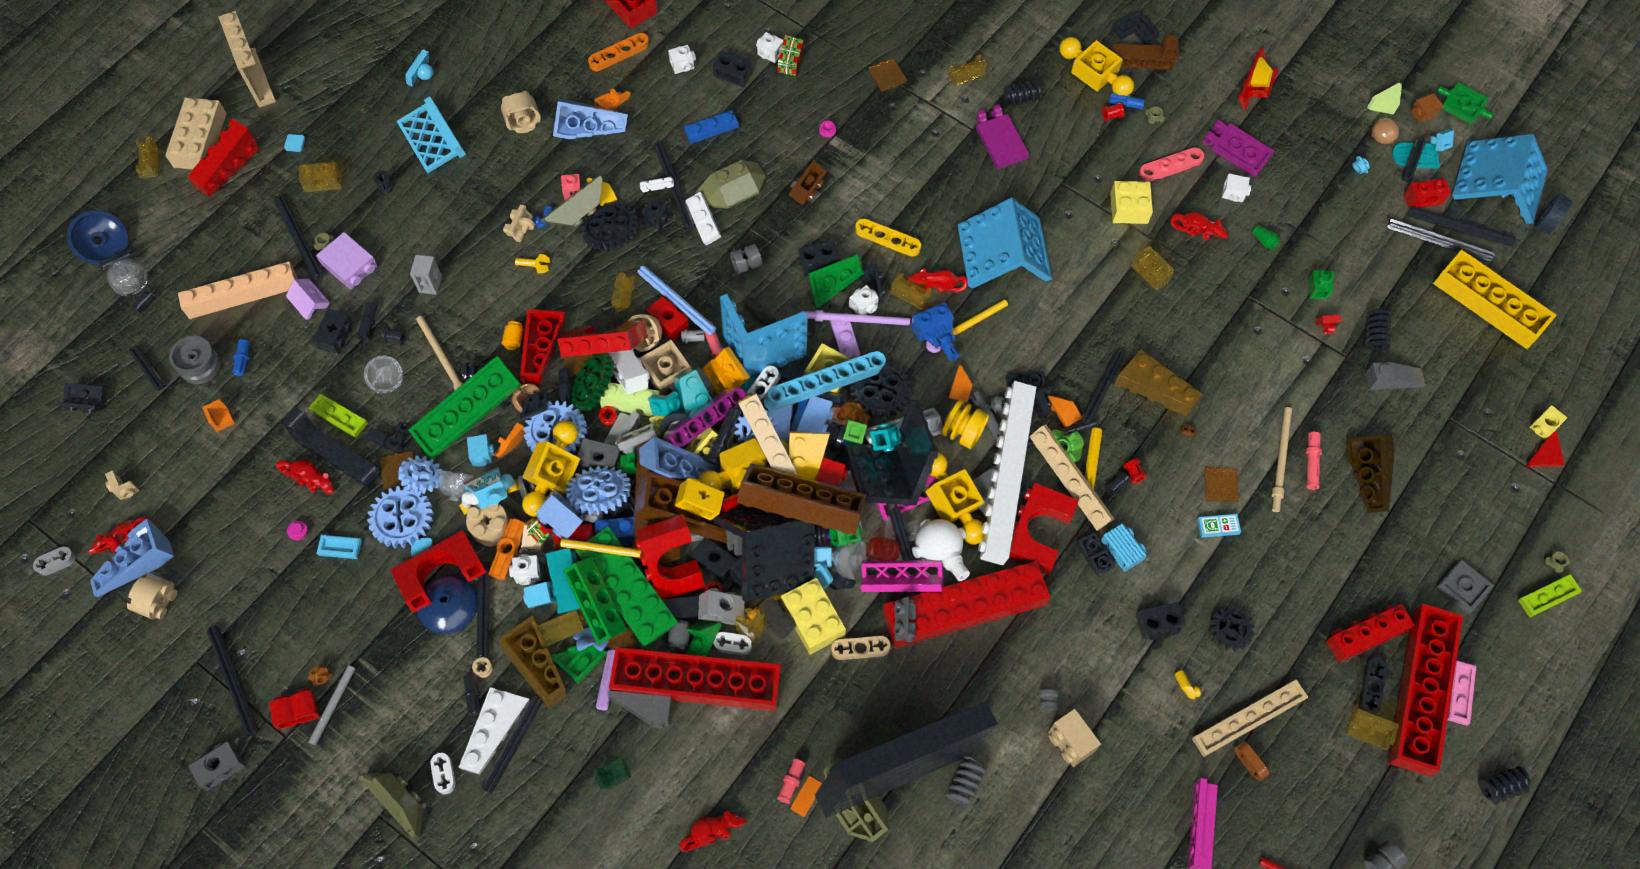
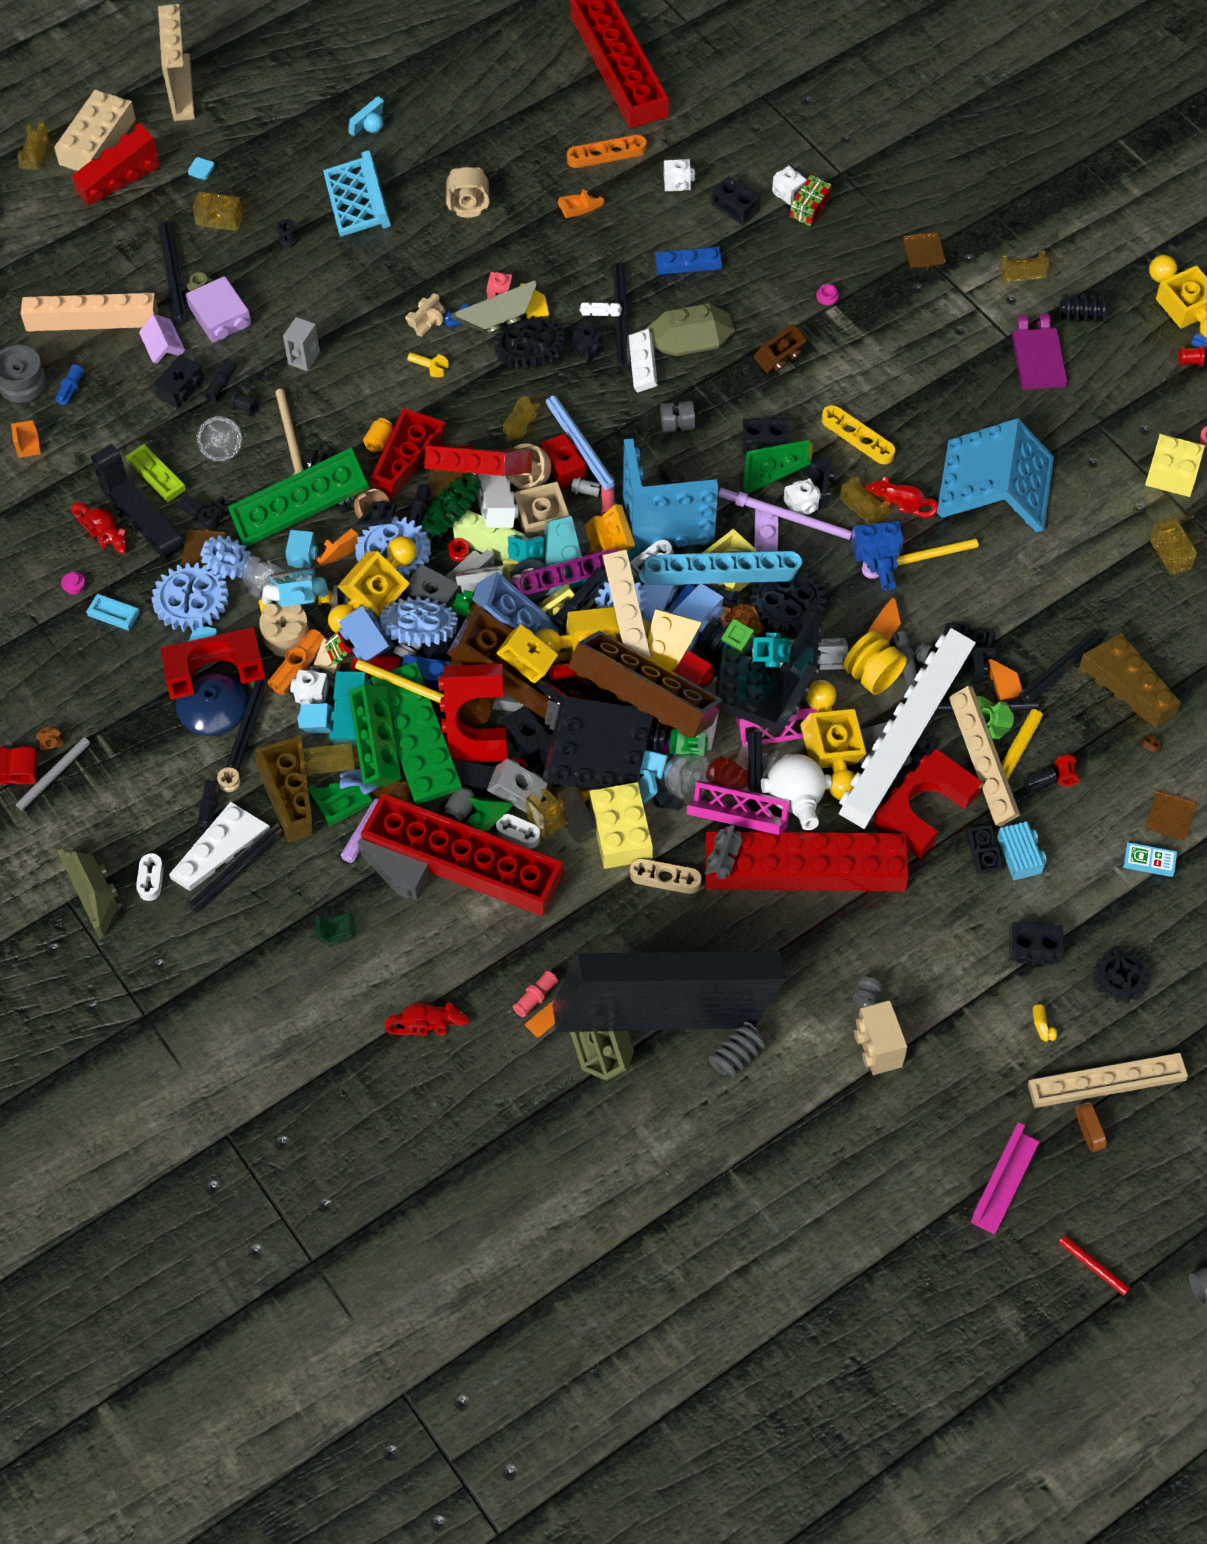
camera: 20 degrees right, 5 degrees down
(583, 120) = (538, 218): medium blue wedge -> none

